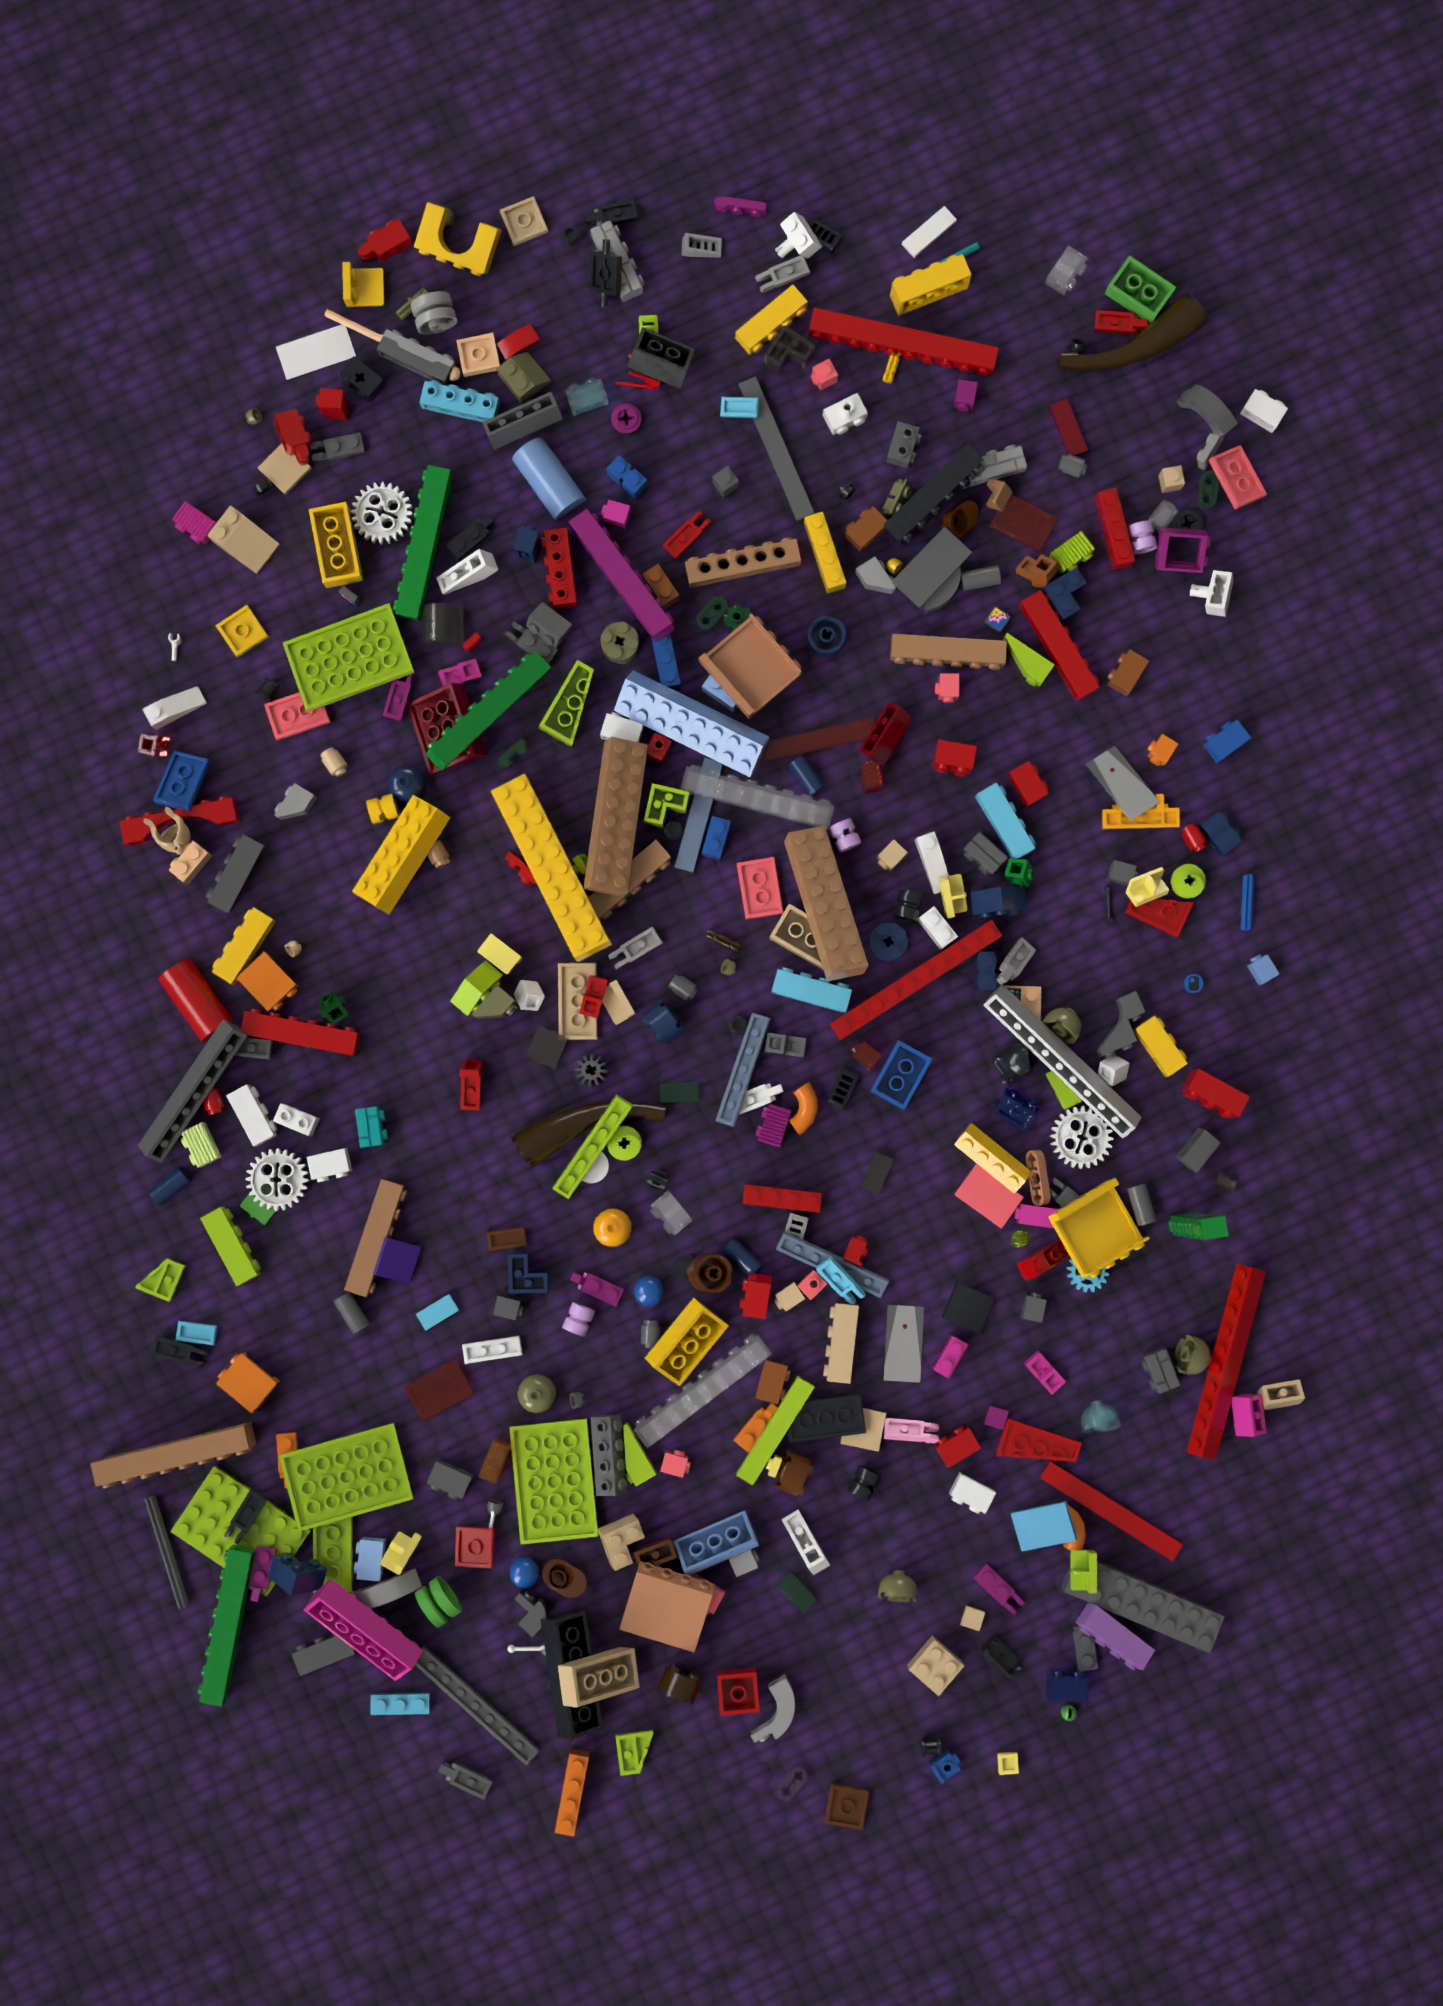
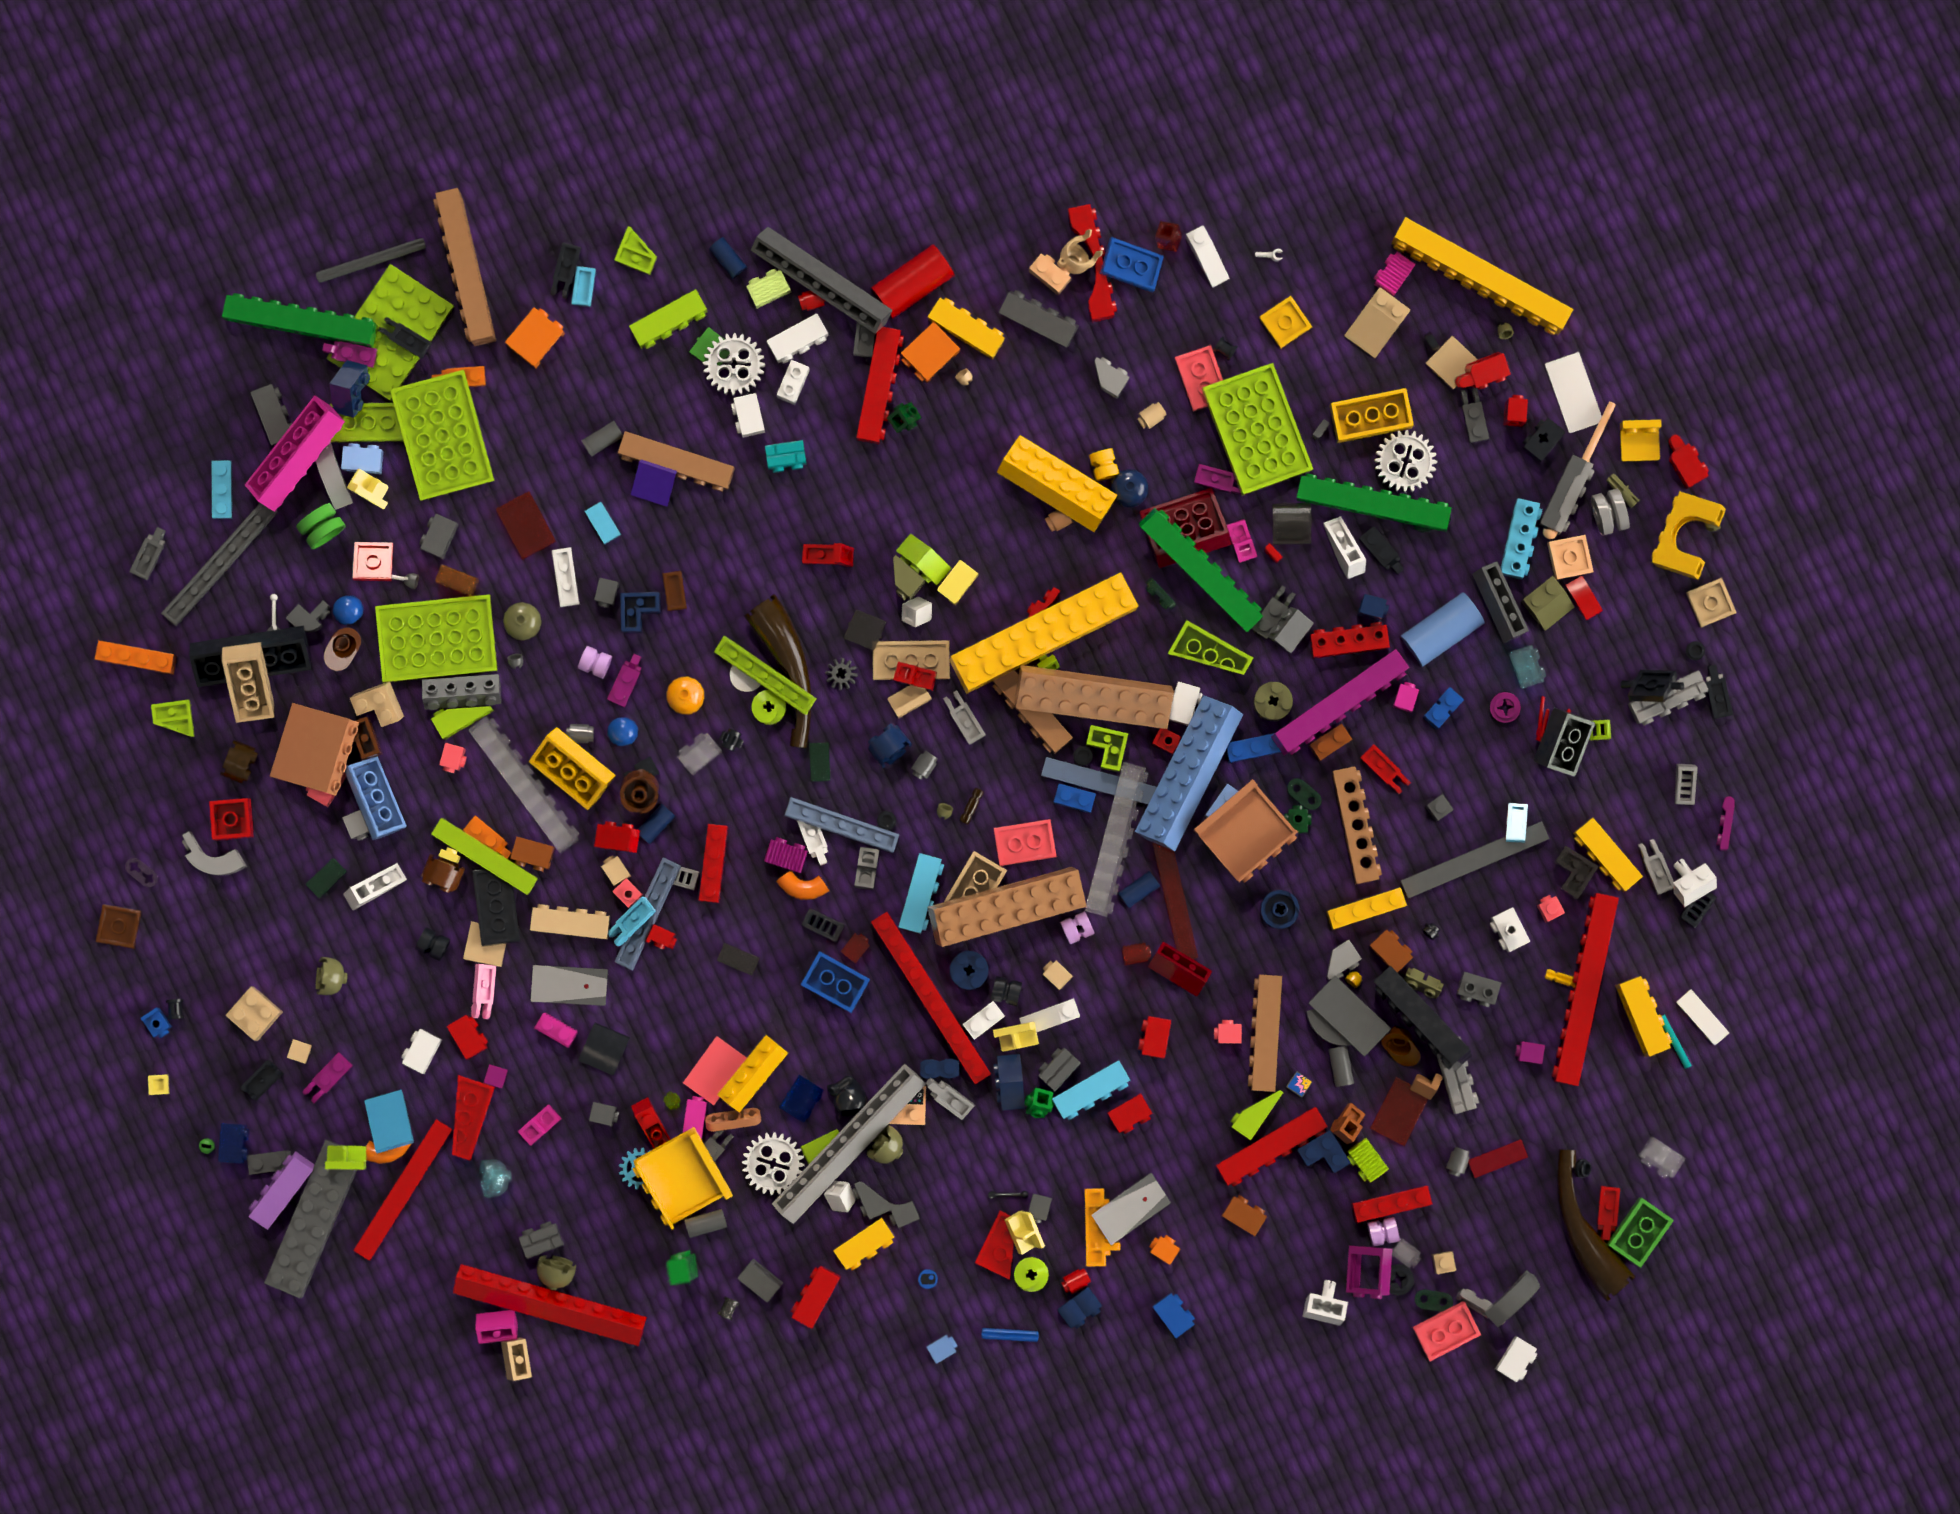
camera: 85 degrees right, 0 degrees up
(198, 436) = (1481, 276): none -> yellow brick

